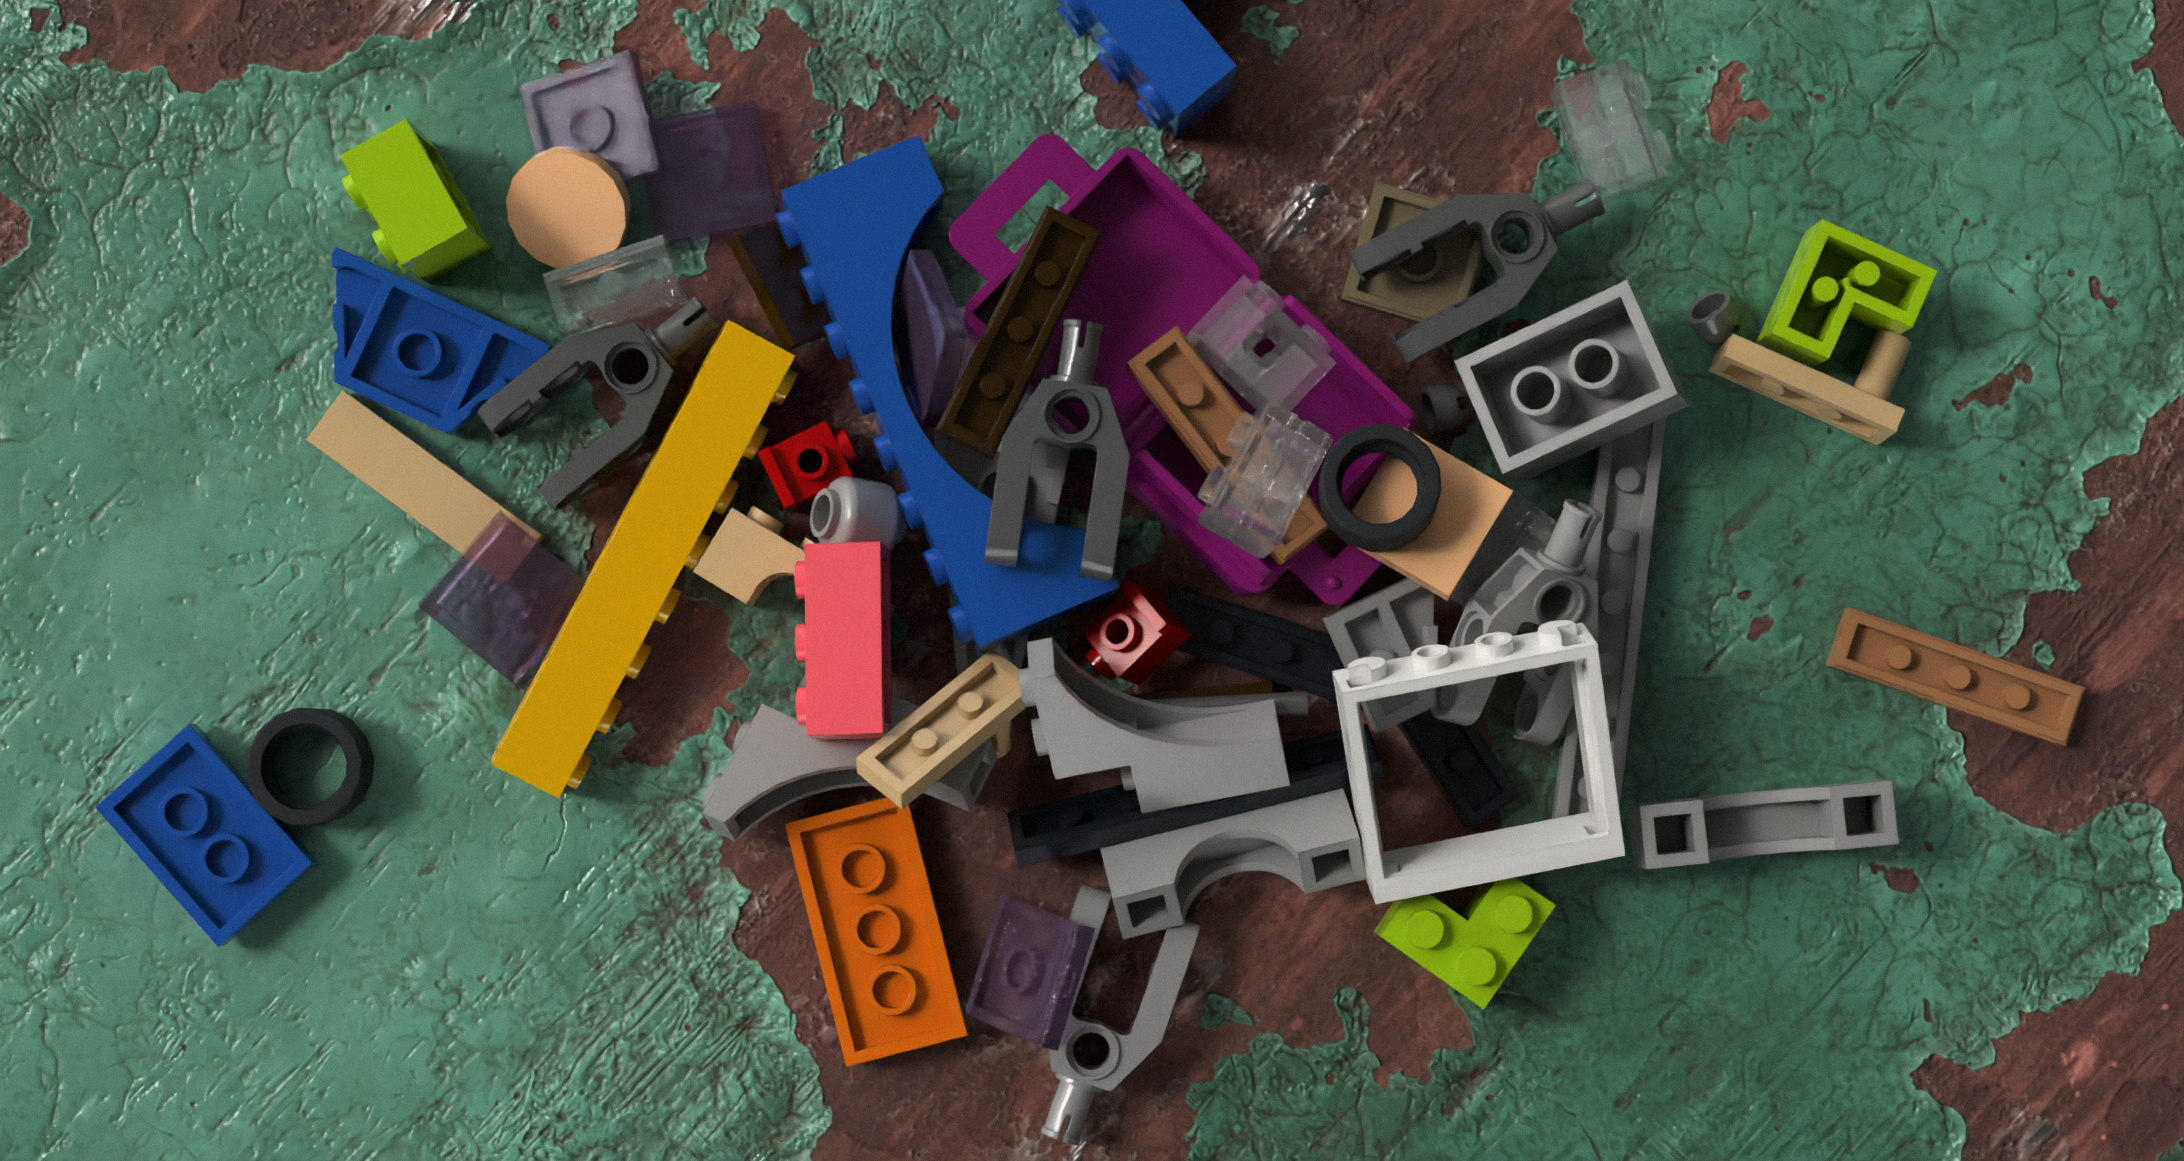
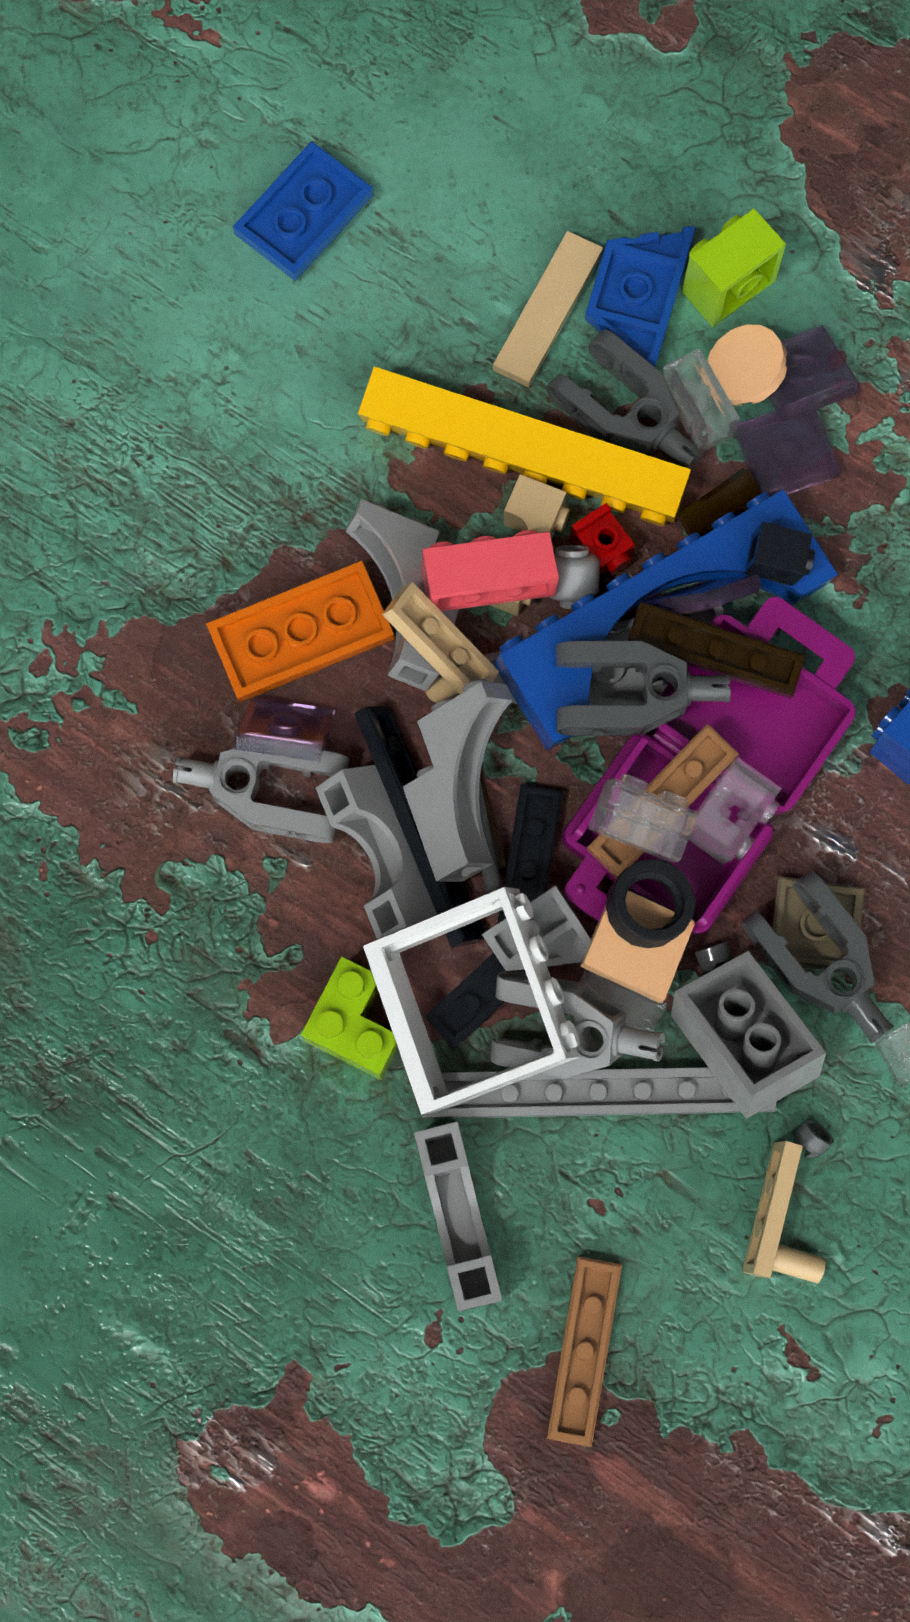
camera: 80 degrees right, 10 degrees down
(262, 763) = (349, 237): black tyre -> none
(504, 597) = (485, 362): clear purple tile -> none
(887, 214) = (779, 554): none -> black brick
(1151, 630) = (523, 767): red brick -> none
(1837, 279) = (857, 1217): lime brick -> none

